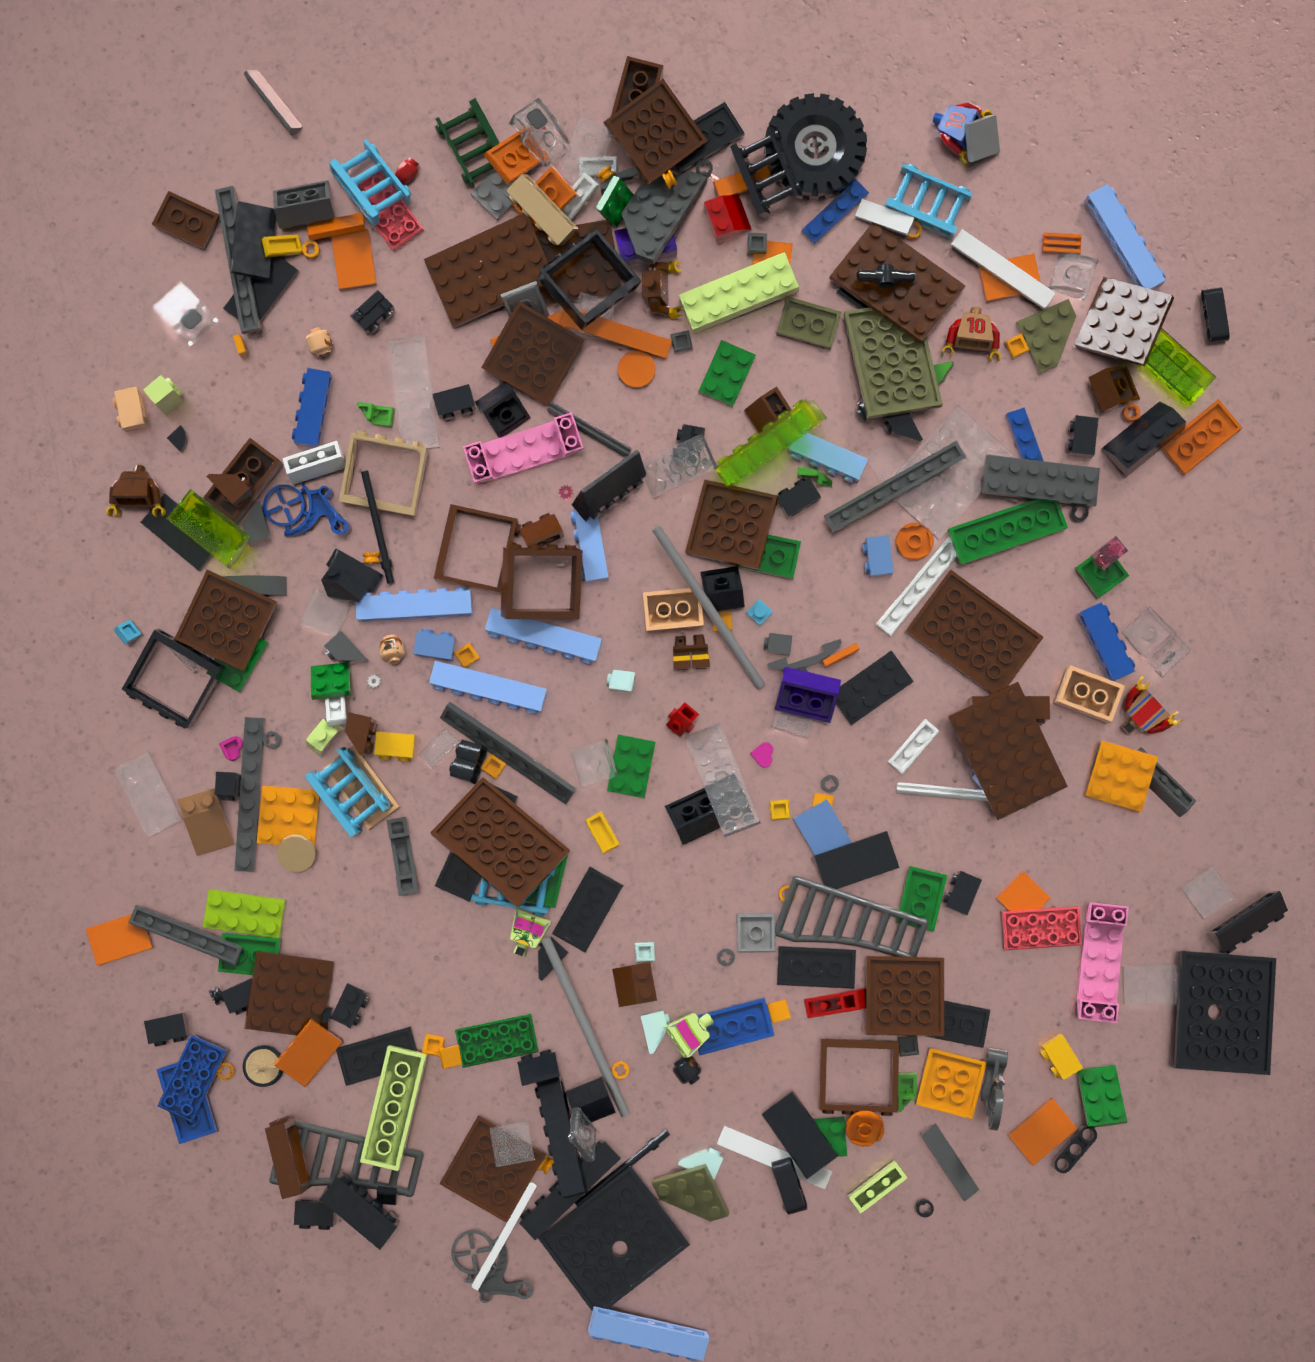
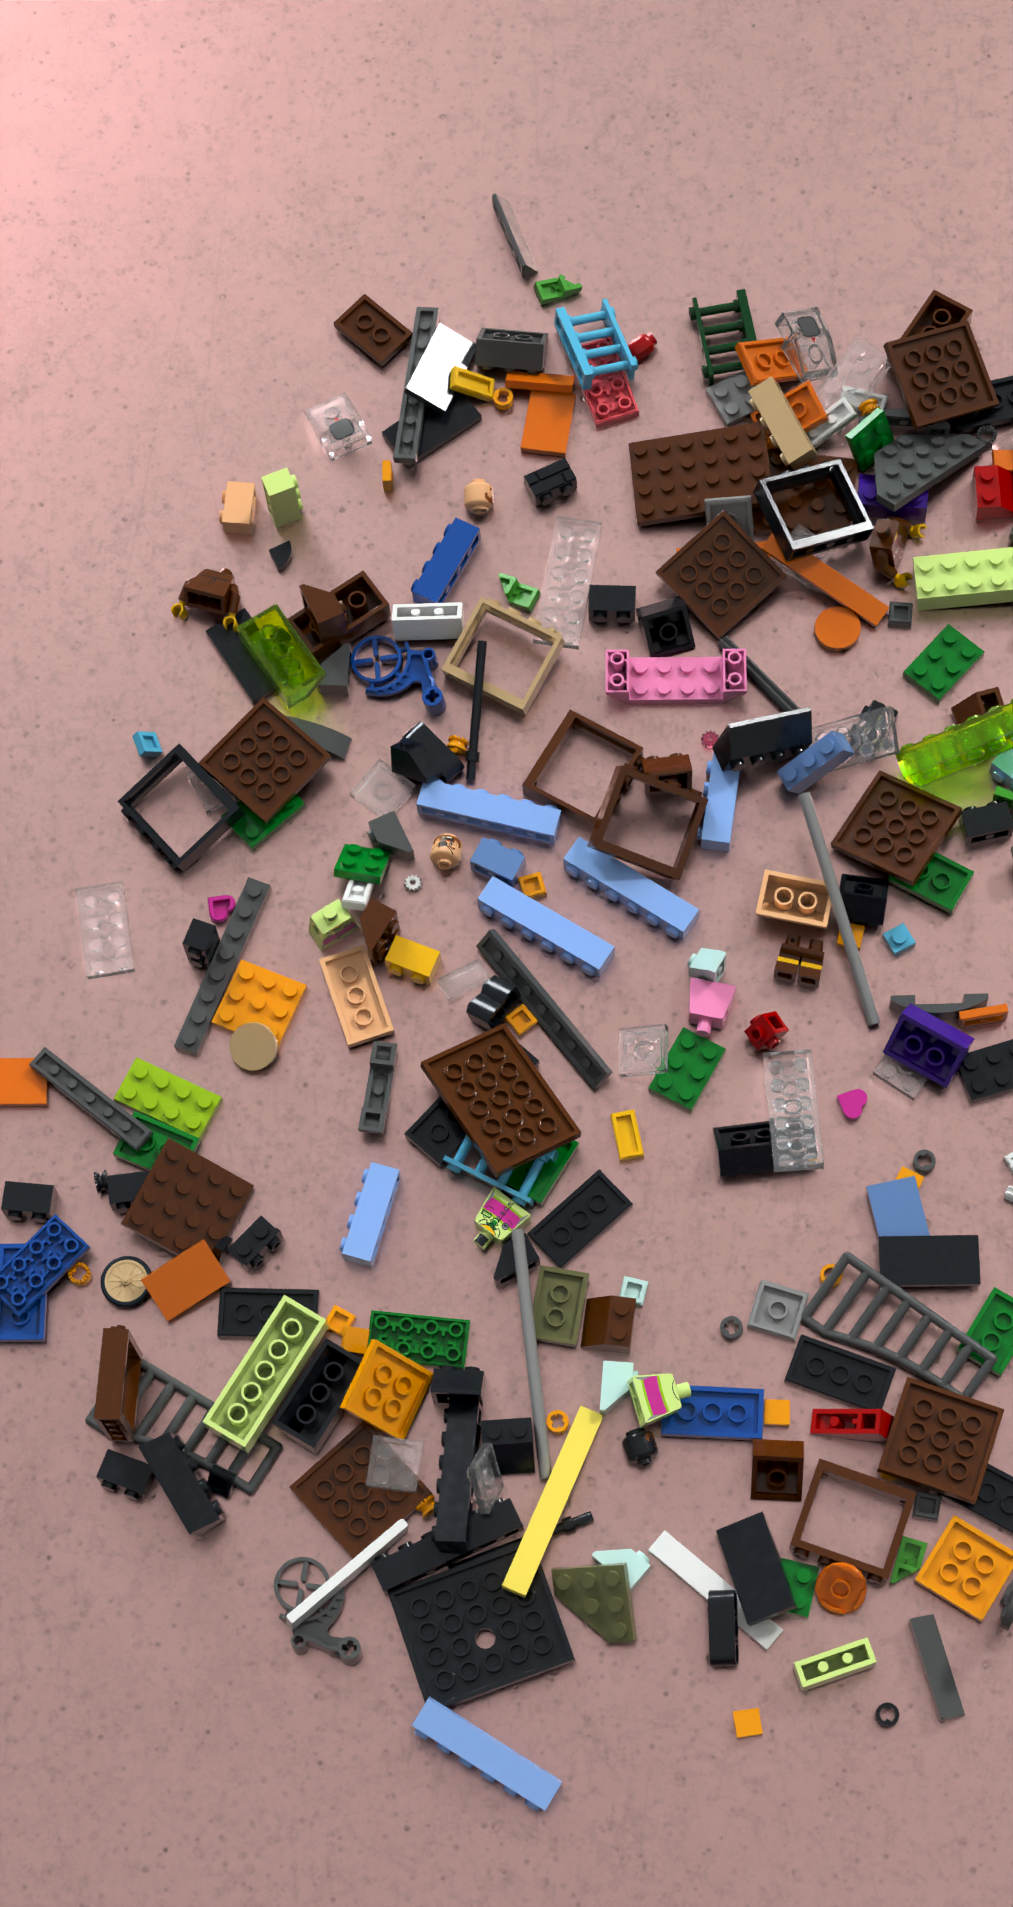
camera: 25 degrees right, 15 degrees down
(206, 822) = (161, 979): medium nougat slope -> none
(277, 739) = (270, 920): dark grey bush -> none
(321, 140) = (555, 289): none -> bright green slope
(329, 794) = (315, 991): medium azure fence -> none
(429, 957) = (370, 1215): none -> light blue brick
(440, 1109) = (316, 1399): none -> black slope
(488, 1090) = (387, 1390): none -> light orange plate
(593, 981) = (559, 1305): none -> olive plate
(632, 711) = (709, 1004): none -> bright pink torso
(636, 1132) = (552, 1501): none -> light yellow tile
(654, 491) = (815, 762): none -> medium blue brick
(669, 179) = (941, 431): light orange bush -> none
(778, 644) = (910, 980): dark grey brick -> none
(779, 810) = (852, 1174): yellow tile -> none
(792, 1054) = (777, 1469): none -> reddish brown slope
(827, 1246) = (747, 1723): none -> light orange tile

